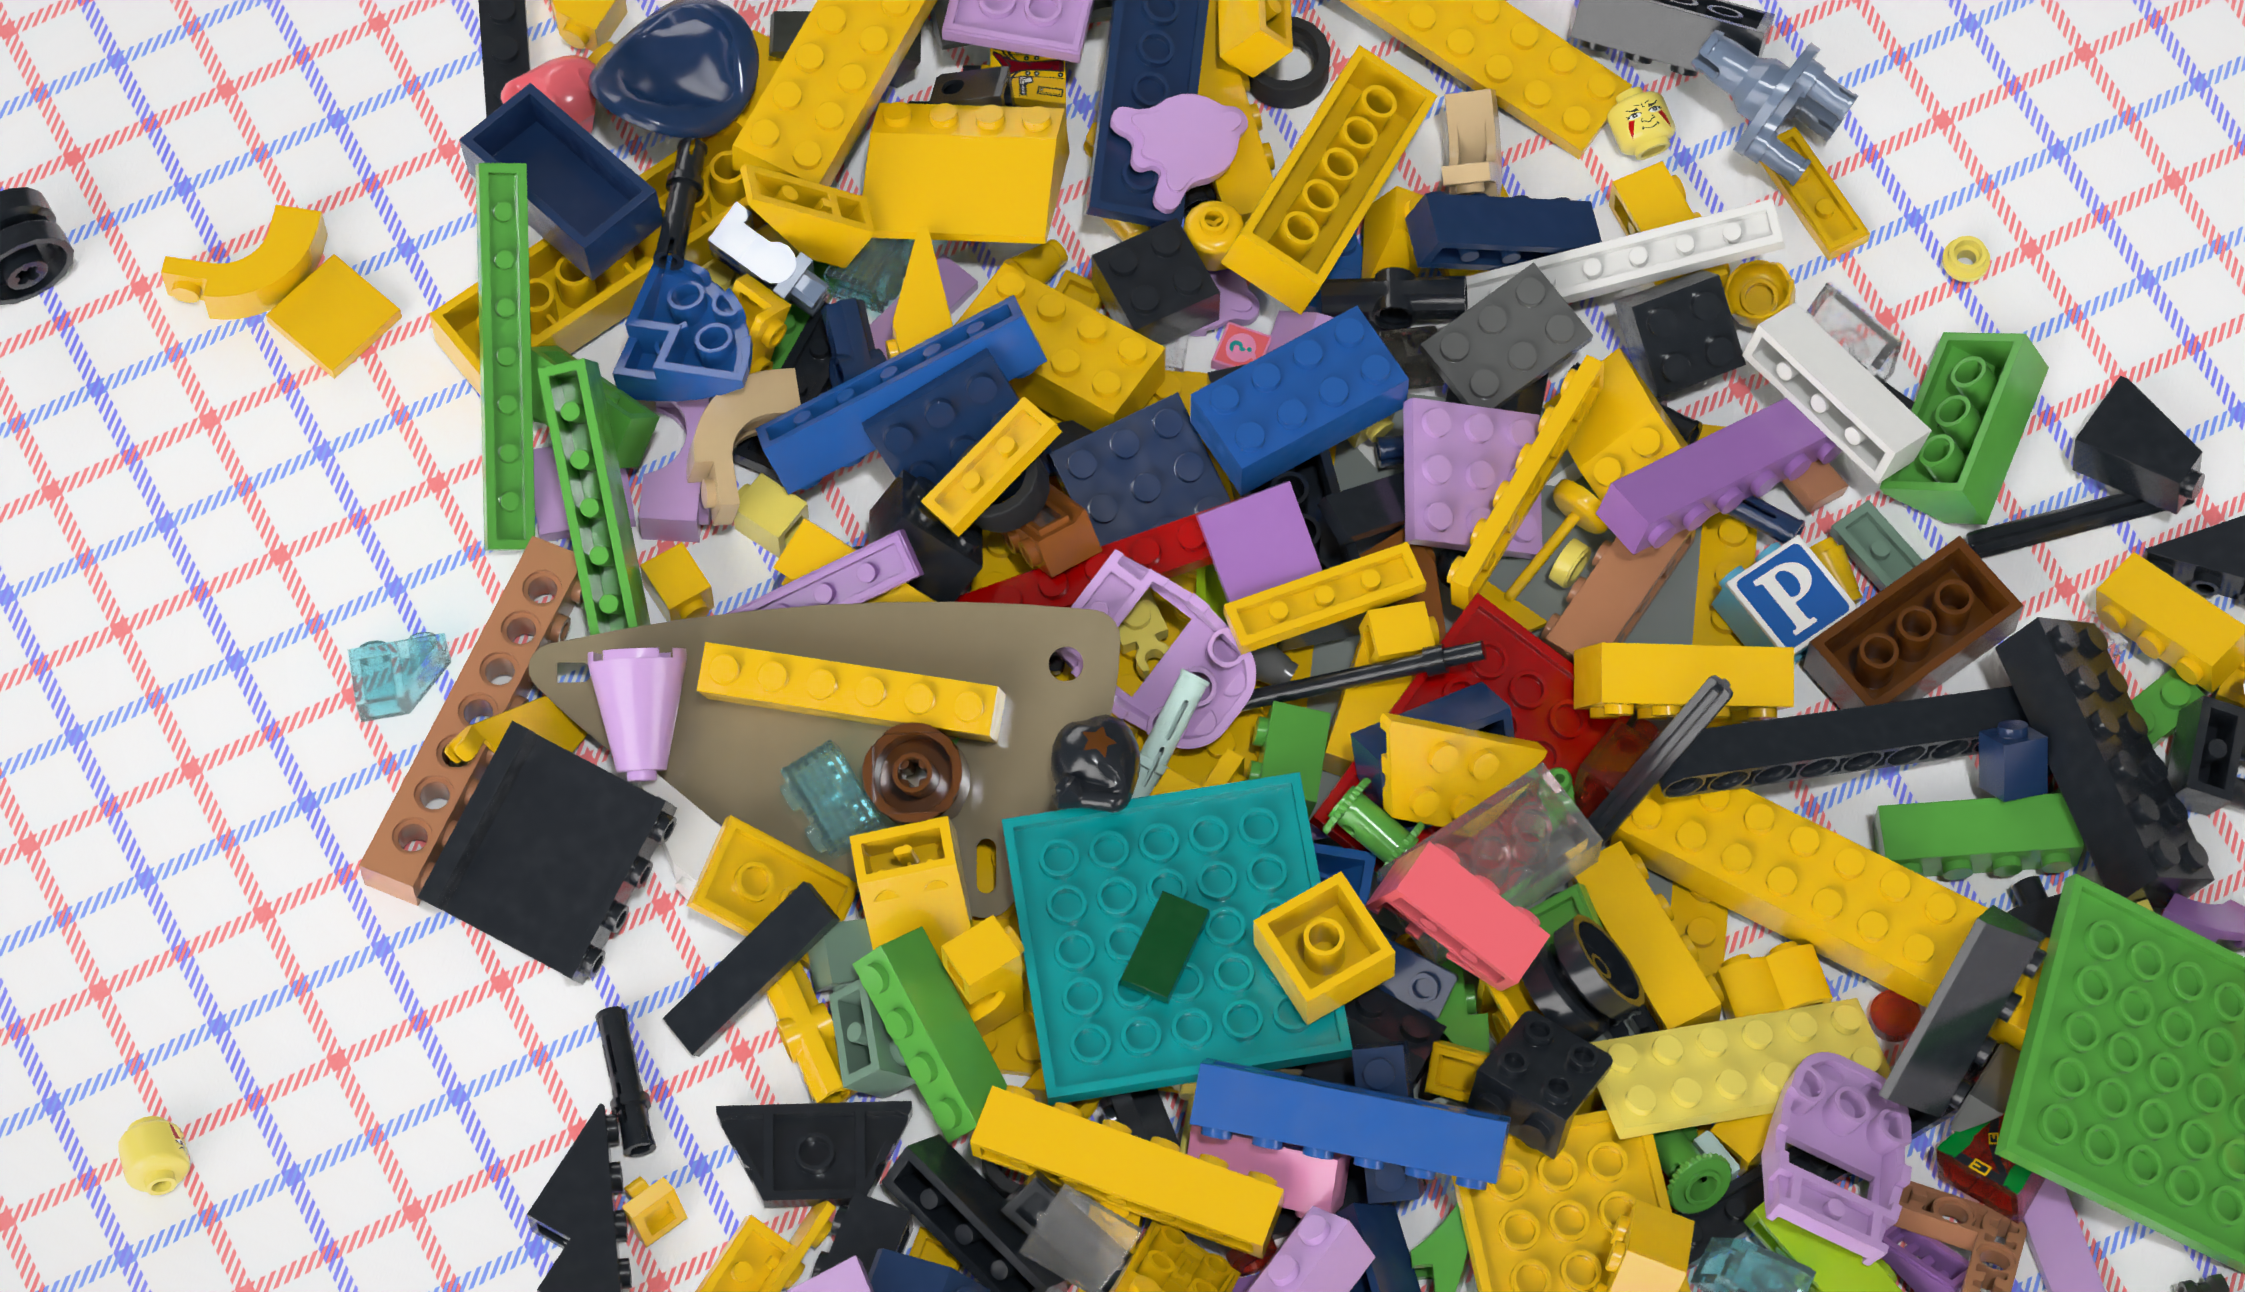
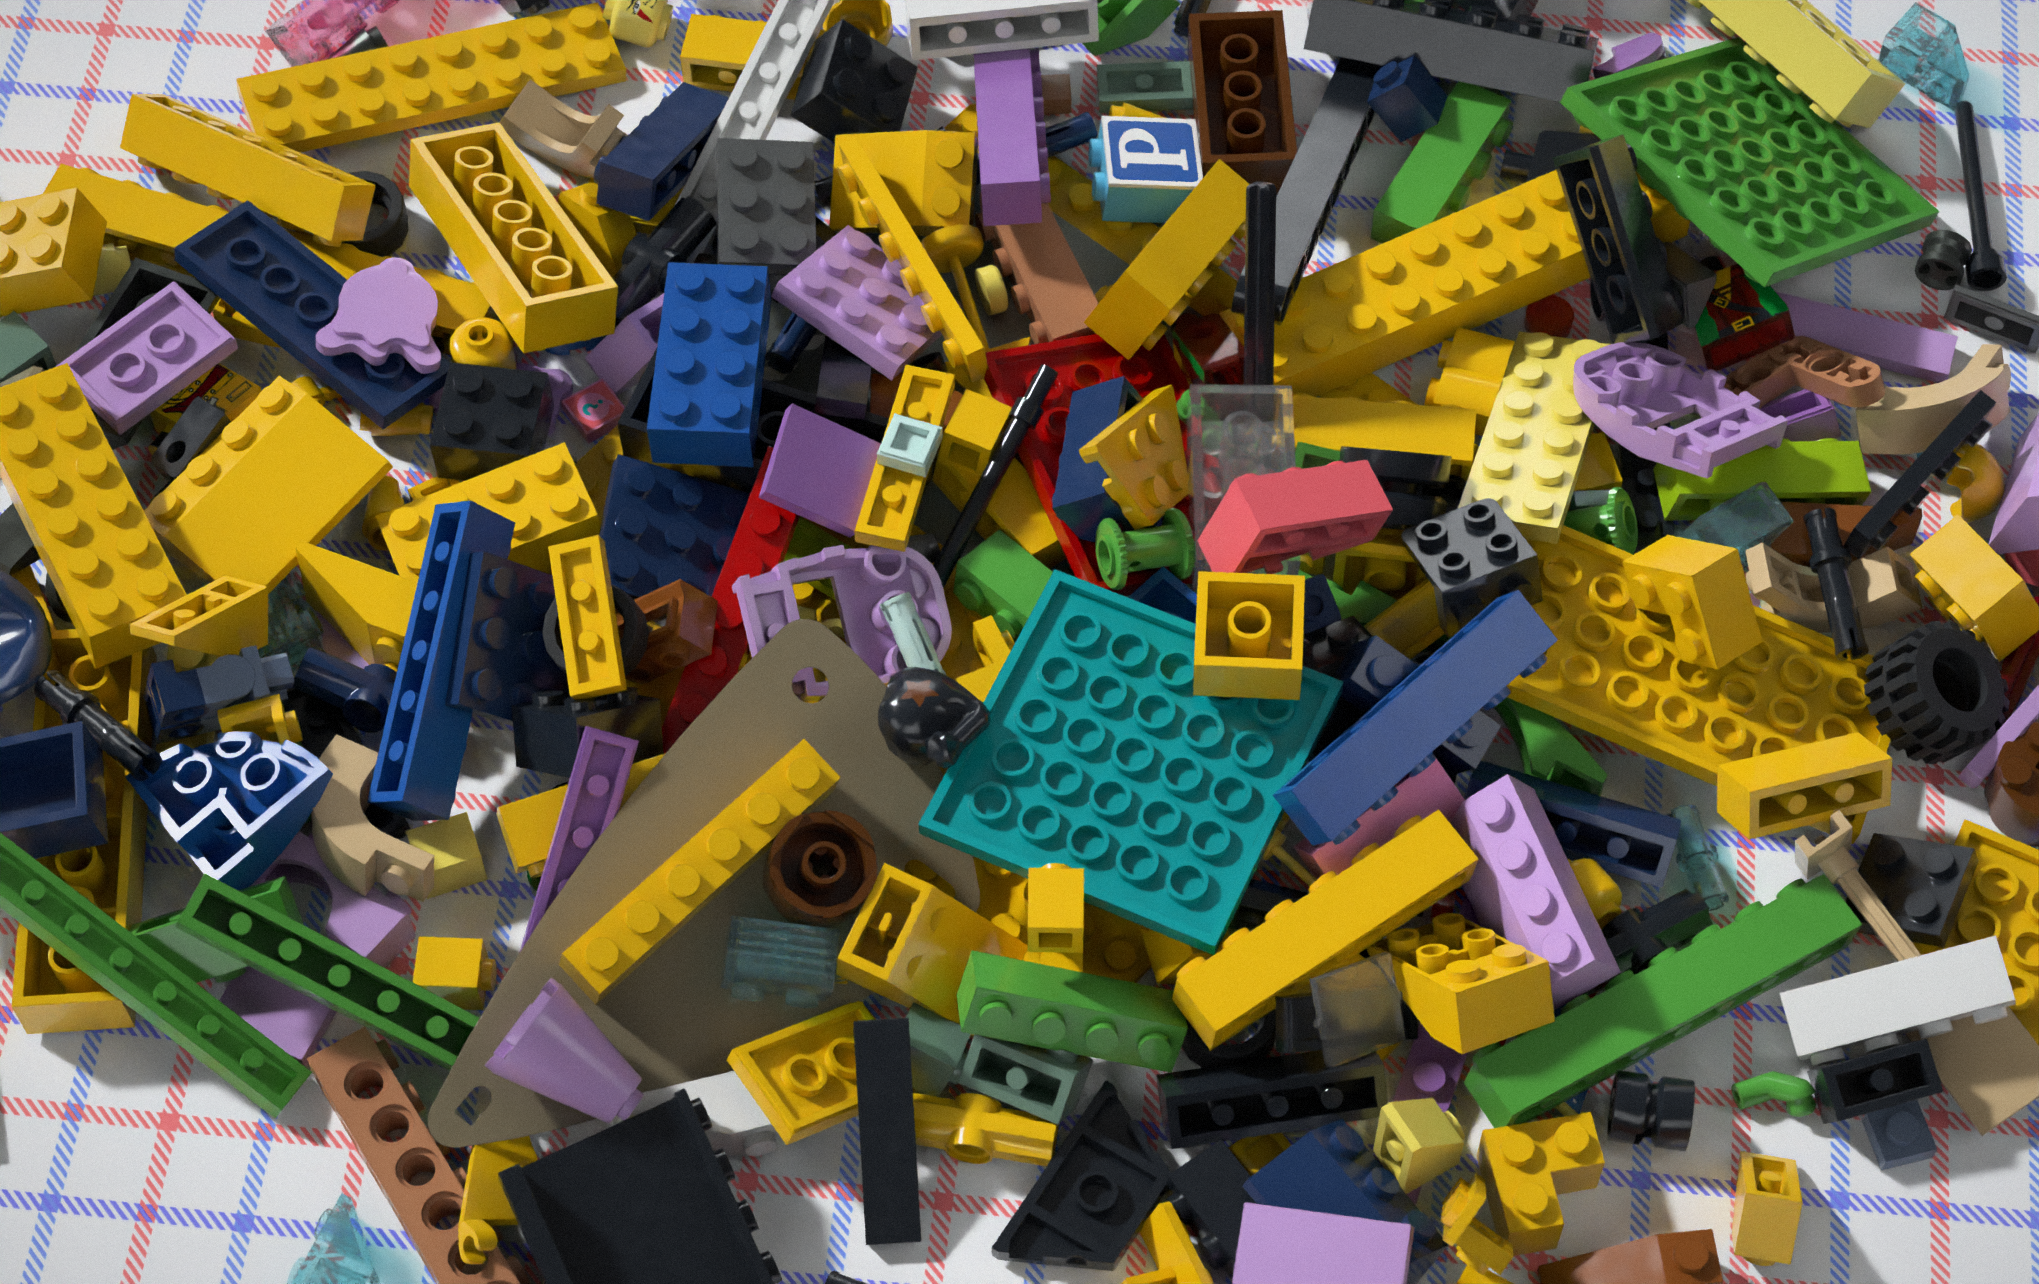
camera: 55 degrees left, 5 degrees down
(1165, 947) = (1144, 765): dark green tile -> none
(1329, 592) = (909, 445): none -> light aqua tile

